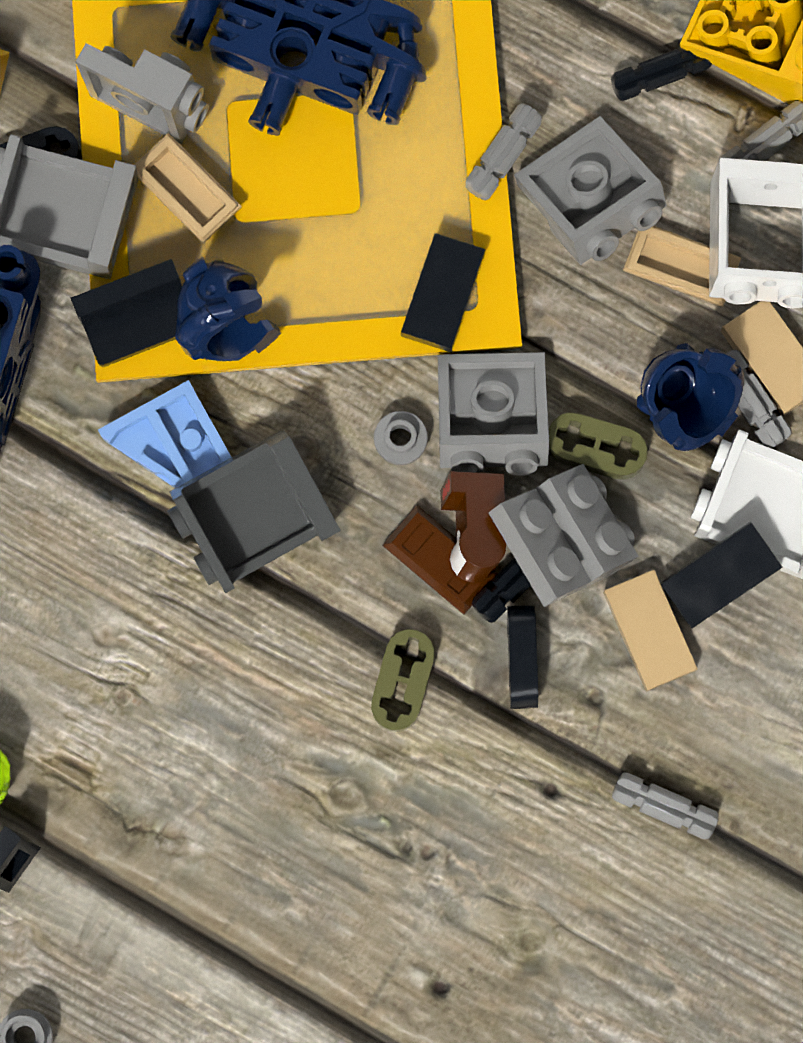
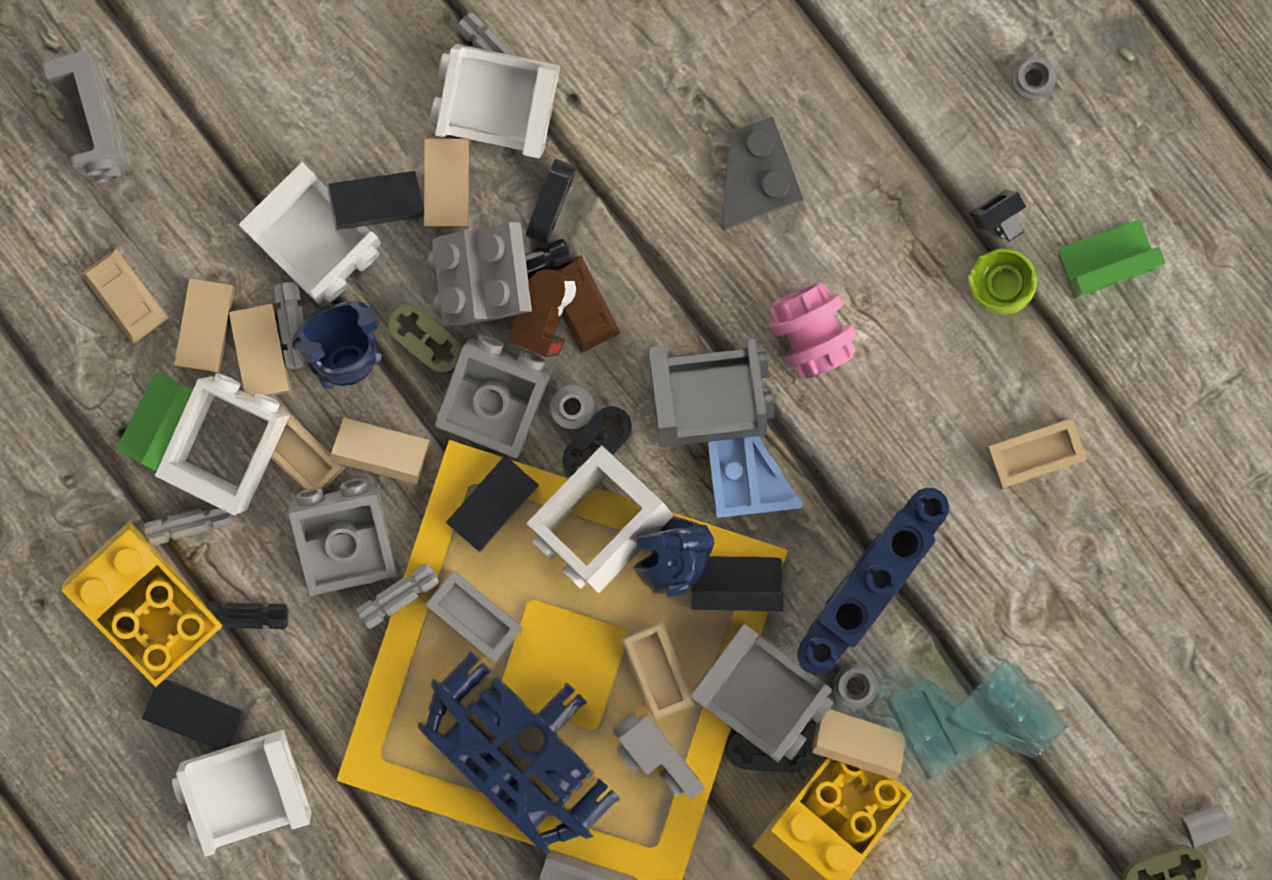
camera: 165 degrees left, 5 degrees up
(172, 637) = (812, 330): none -> bright pink piece
(290, 363) = (624, 546): none -> white window
(300, 788) = (757, 175): none -> dark grey wing
(344, 407) = (593, 430): none -> black beam
(389, 677) = (639, 216): olive beam -> none
(410, 165) = (474, 616): none -> light grey tile
(593, 302) = (379, 450): none -> tan tile
(636, 746) = (495, 98): none -> white panel

